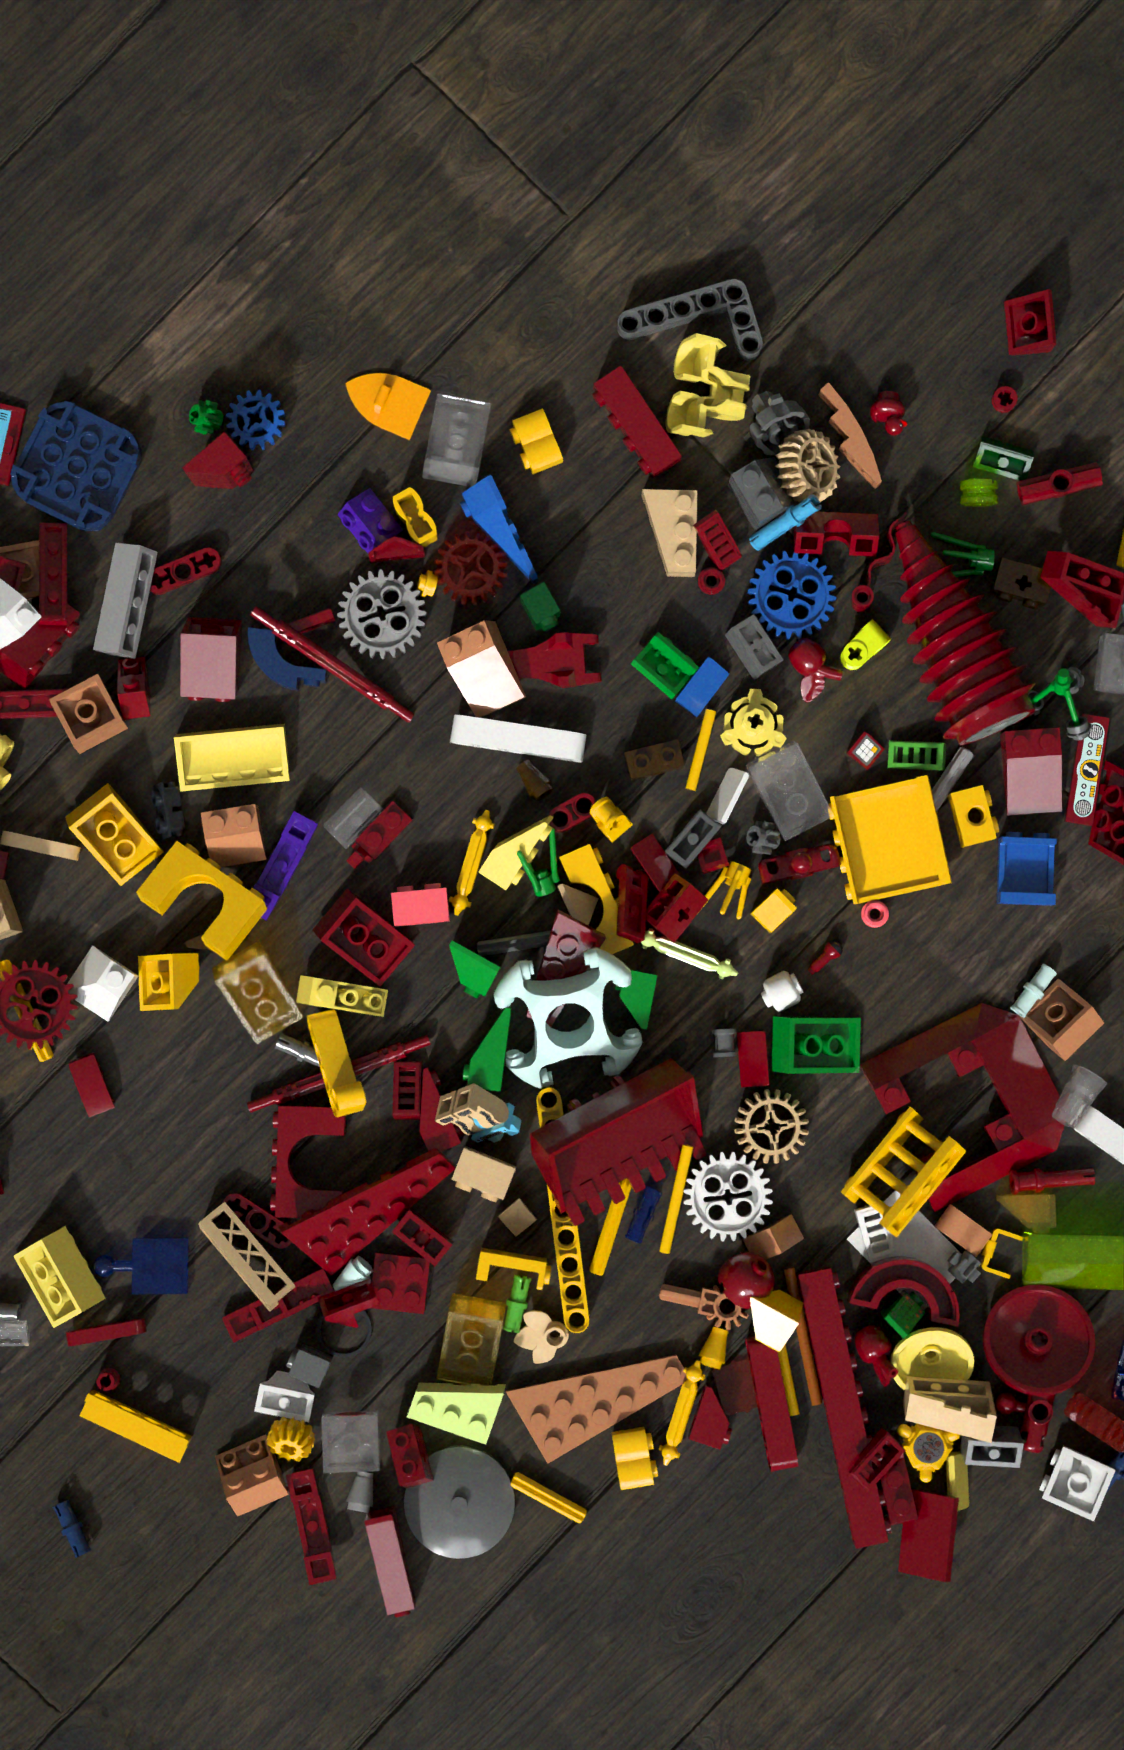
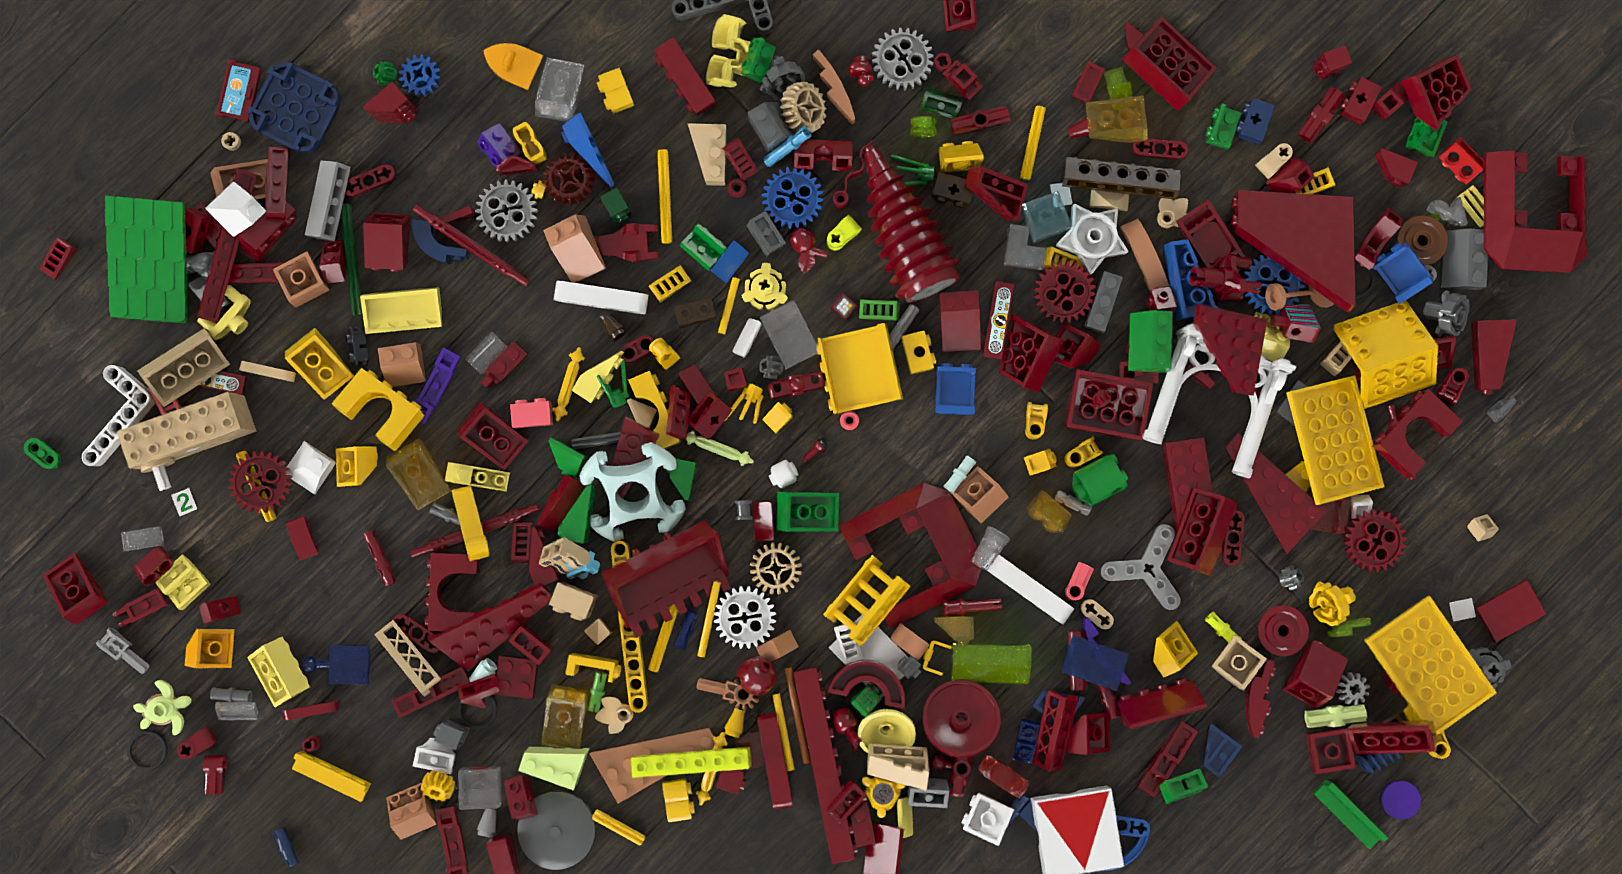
camera: 10 degrees right, 0 degrees up
(158, 686) = (351, 260): none -> dark green axle
(203, 1113) = (381, 562): none -> dark red pin
(463, 1034) = (560, 503): none -> dark red slope
(599, 733) = (654, 285): none -> yellow slope
(608, 594) = (664, 192): none -> yellow axle
(655, 1403) = (691, 762): none -> neon yellow brick
(693, 839) = (722, 367): dark grey slope -> none
(742, 398) = (758, 59): none -> green bracket
(775, 1318) = (776, 702): slope -> none
(968, 382) = (917, 50): none -> light grey gear
(1032, 536) = (960, 157): none -> yellow slope
(1034, 425) = (963, 79): none -> dark red brick
(1065, 683) = (981, 259): plant -> none

